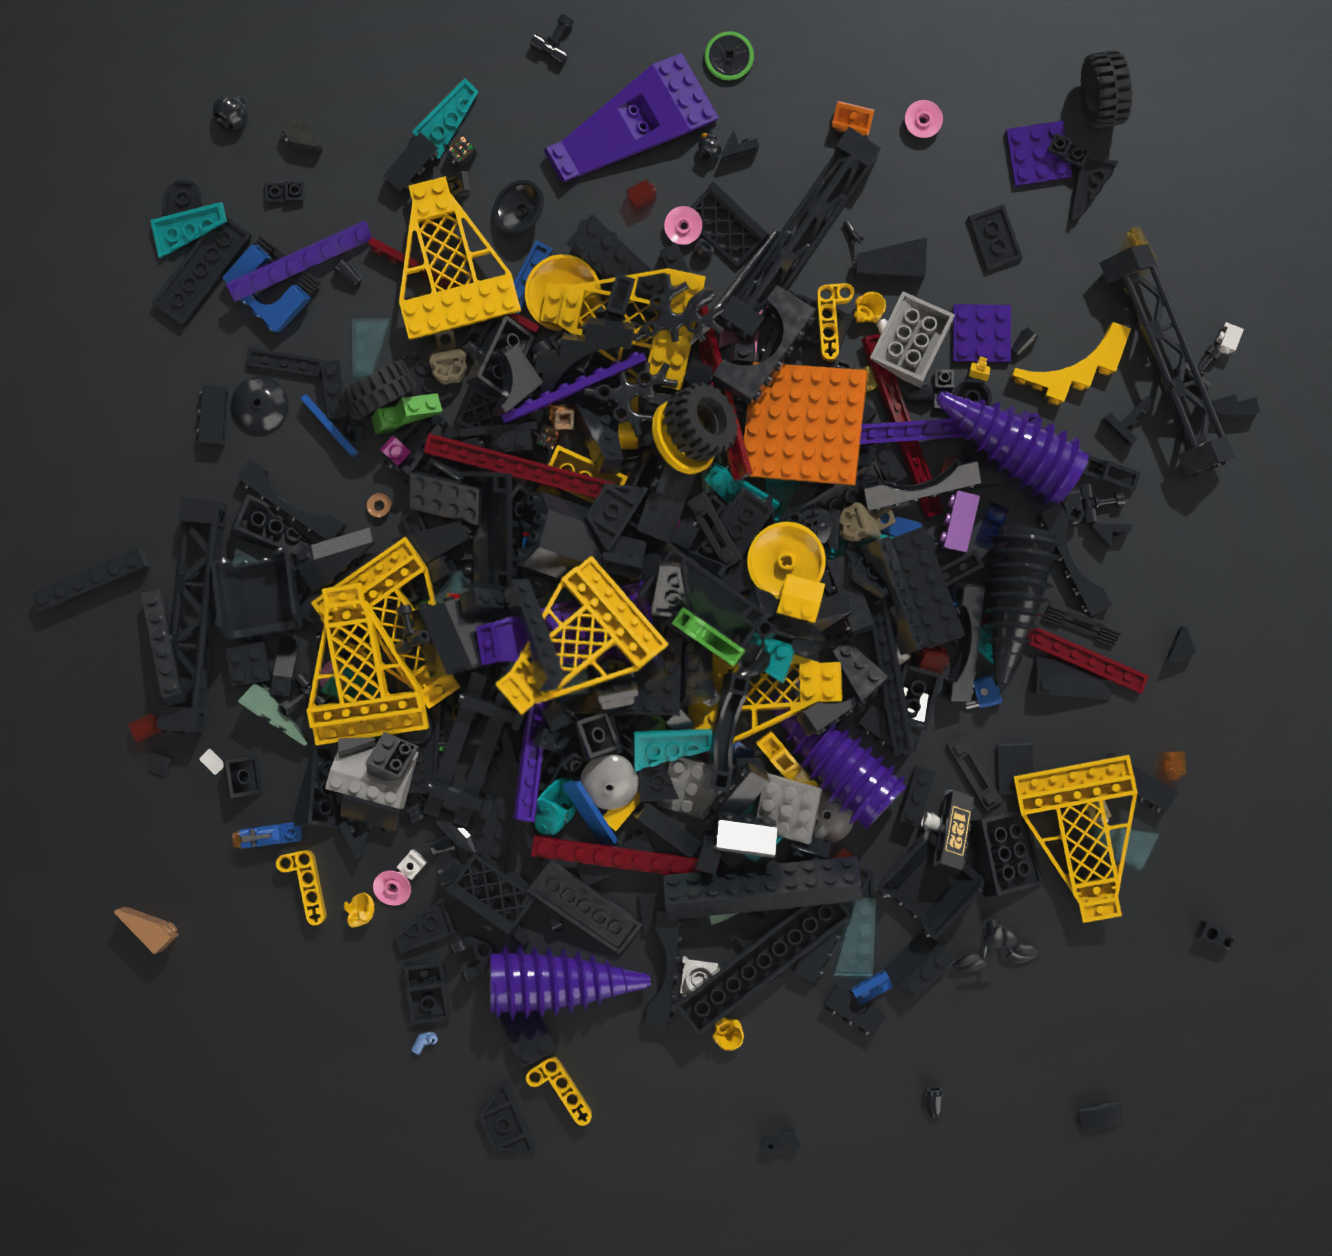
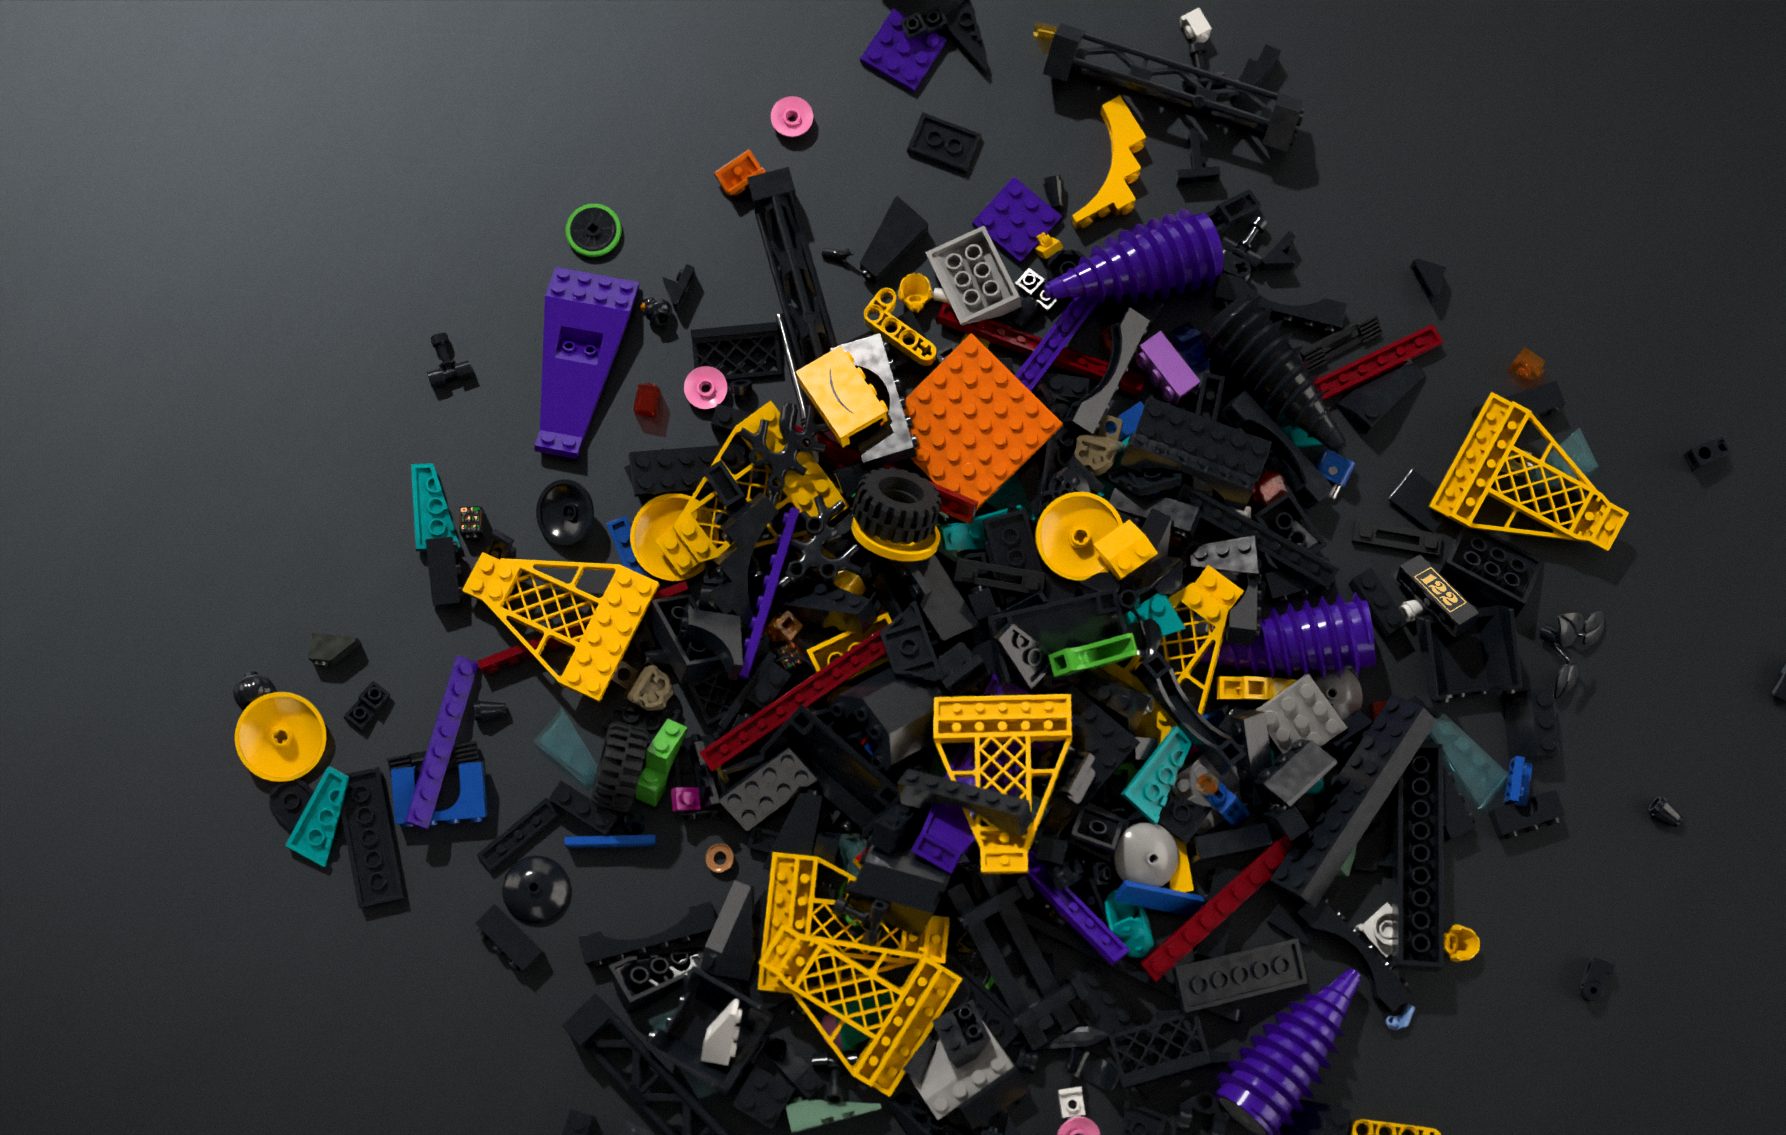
camera: 55 degrees left, 10 degrees down
(215, 154) = (280, 736): none -> yellow dish
(260, 605) = (719, 1038): none -> white slope
(646, 1035) = (1401, 1020): none -> medium blue arm
(688, 801) = (1222, 800): none -> blue plate
(747, 320) = (841, 394): none -> yellow panel

